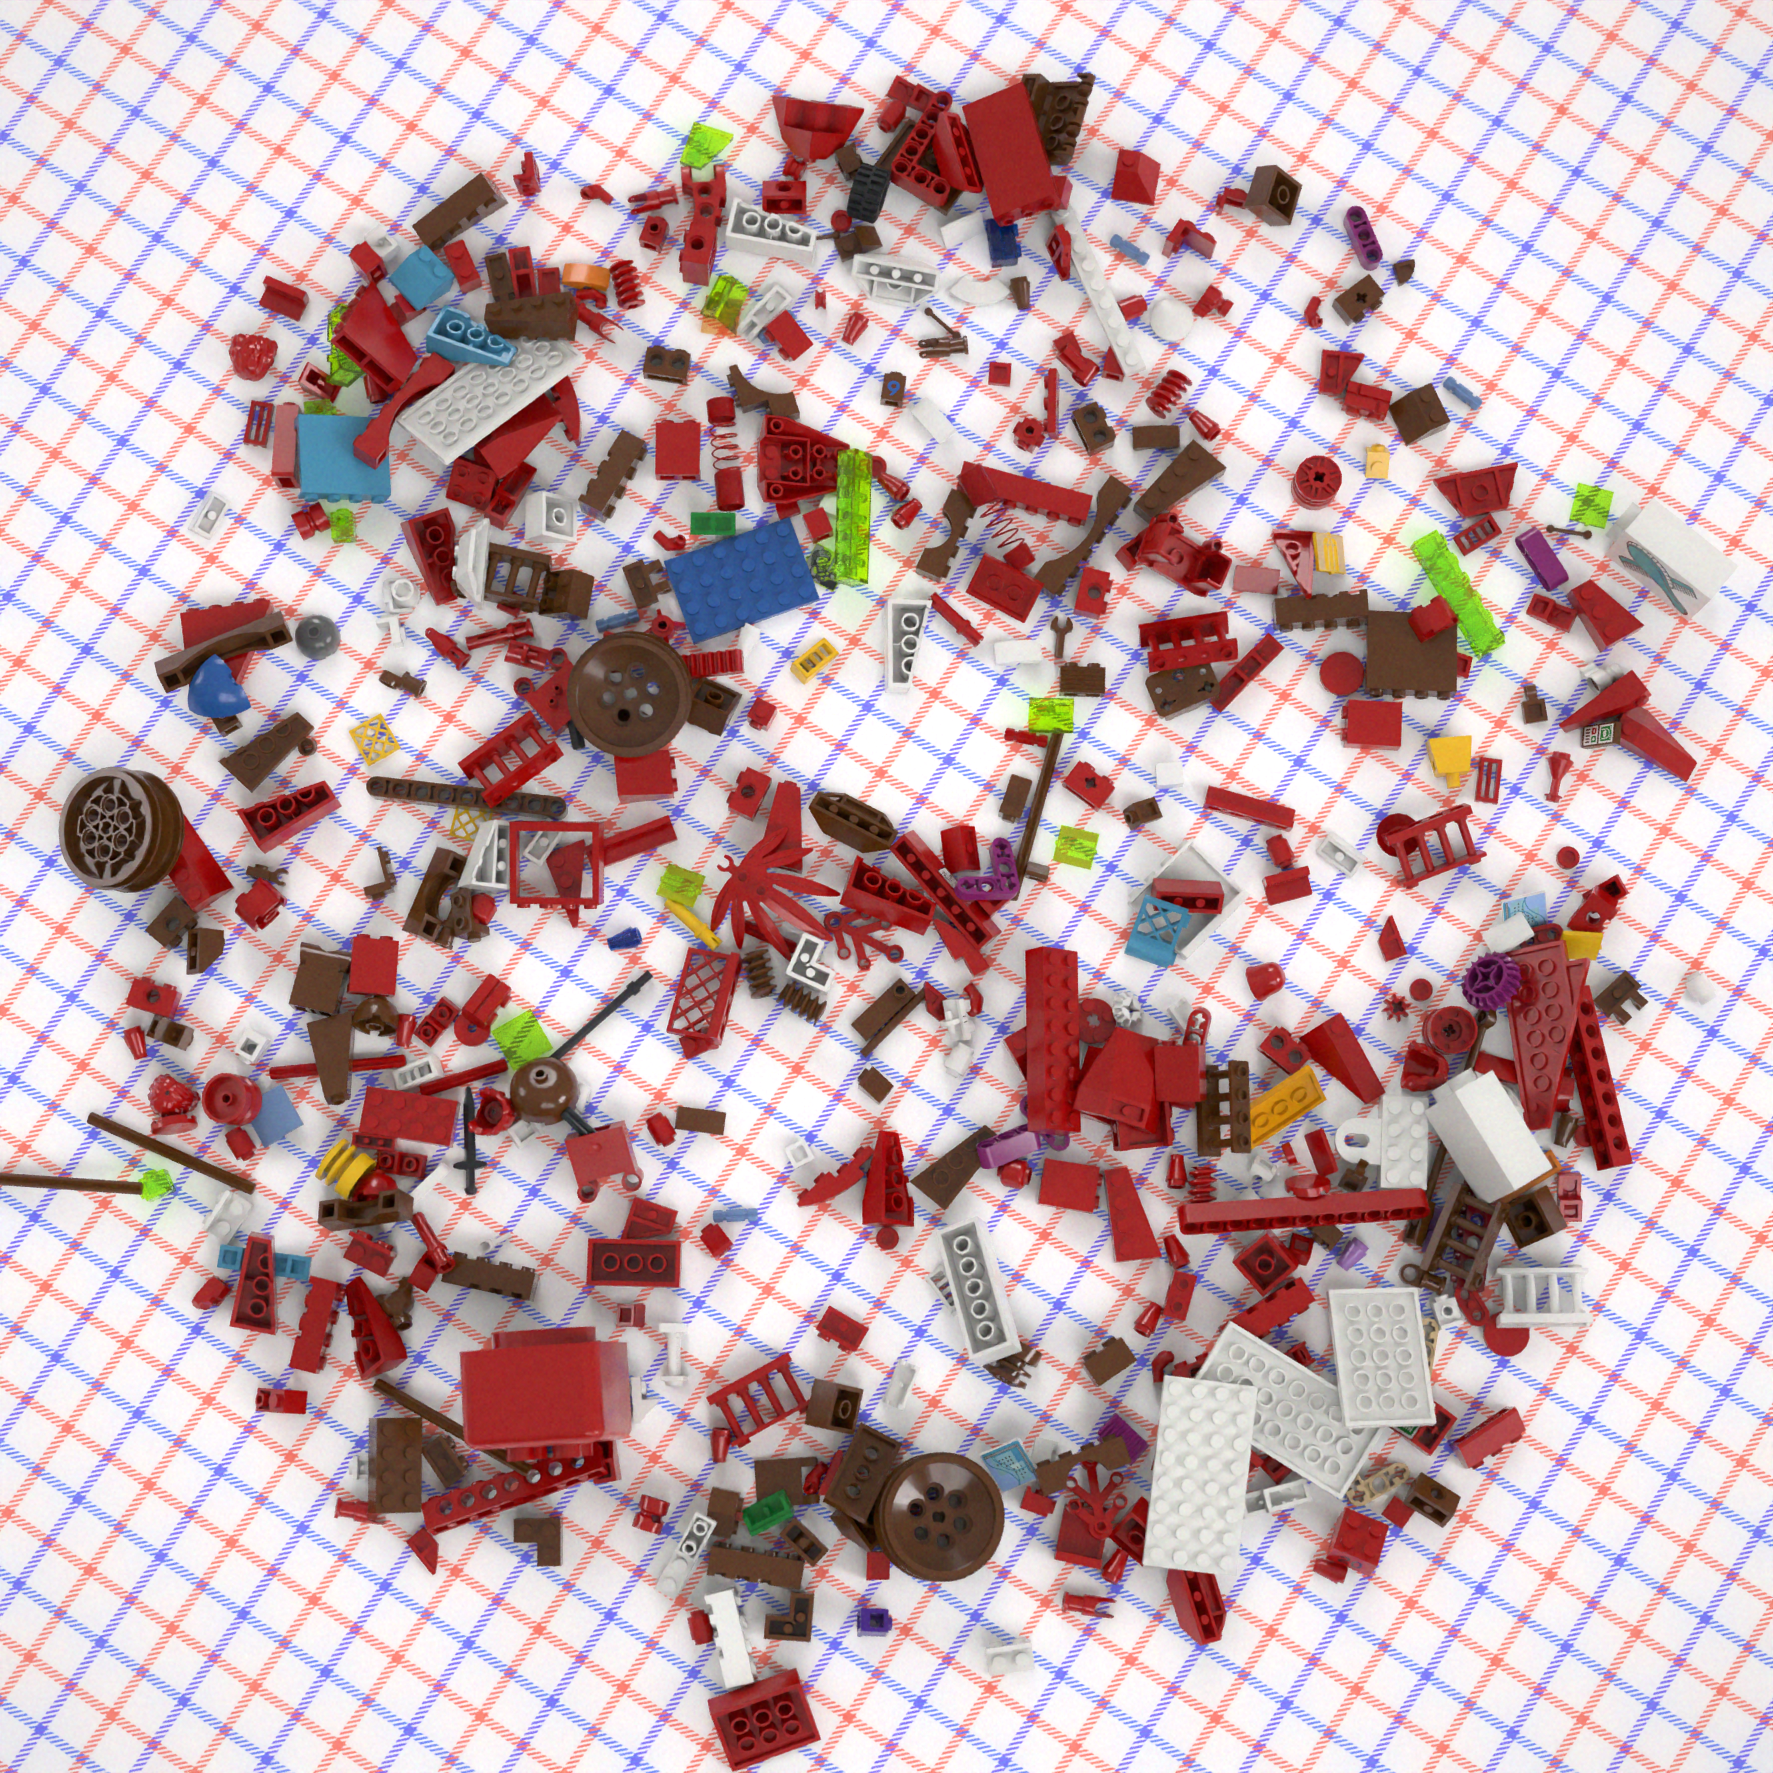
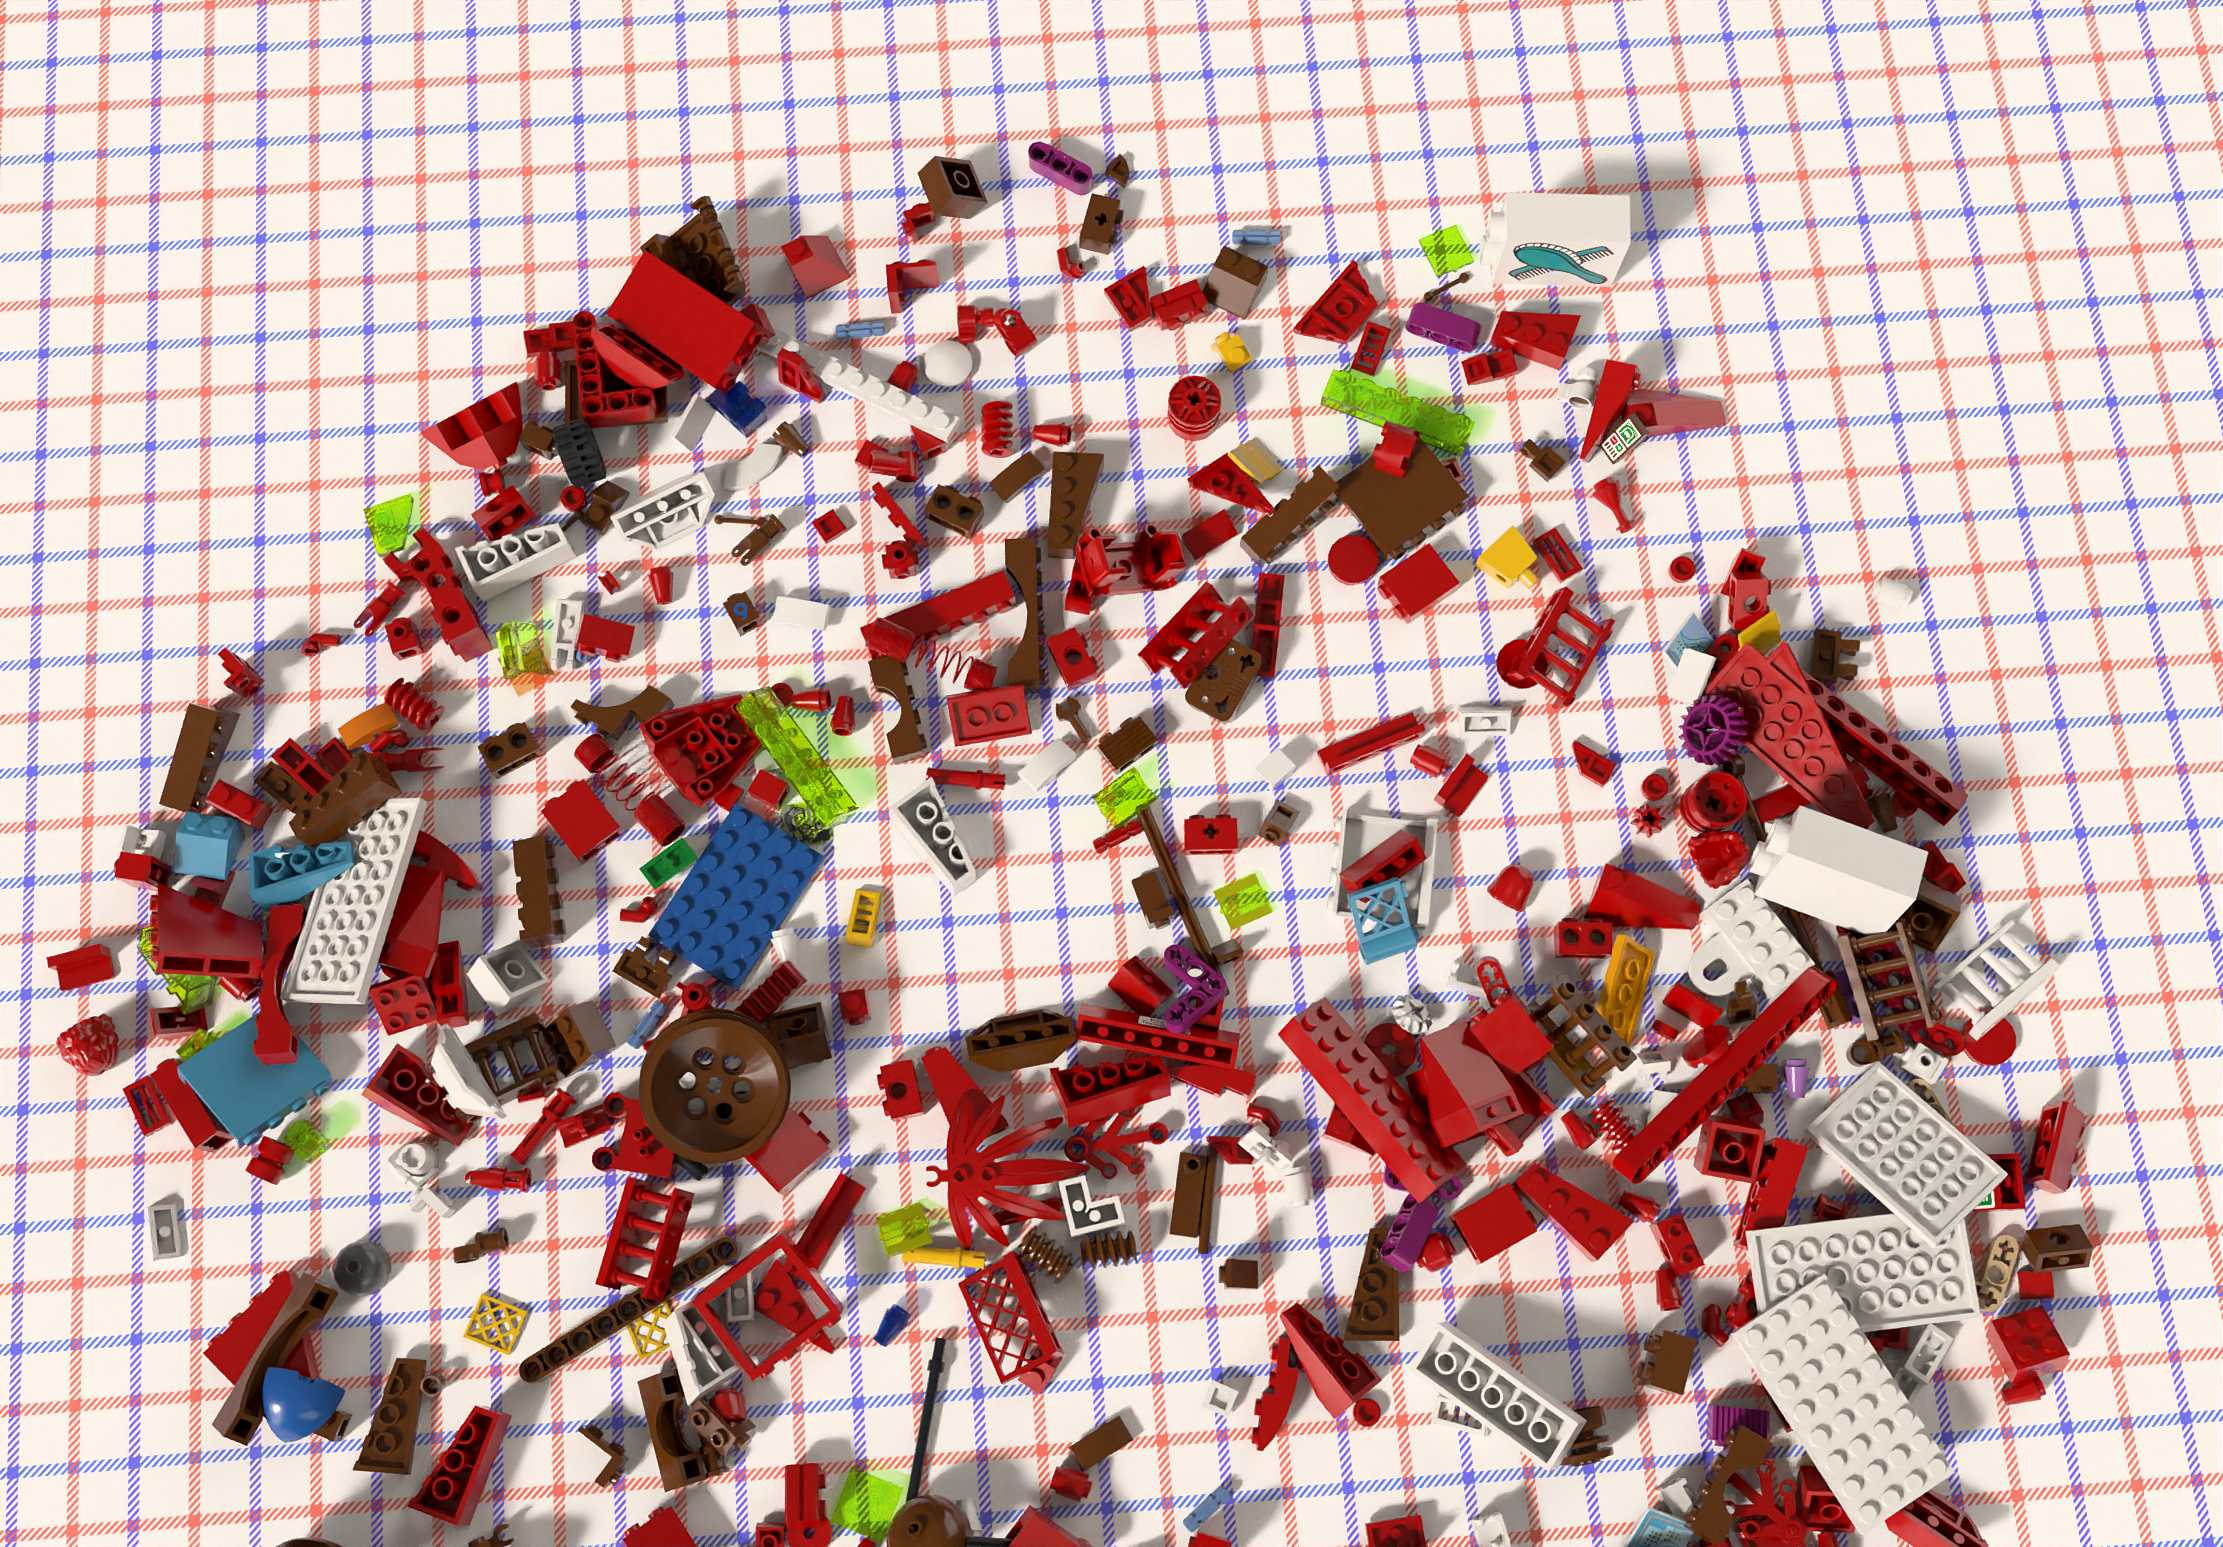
camera: 35 degrees left, 5 degrees down
(1235, 335) = (1017, 334): none -> red piece

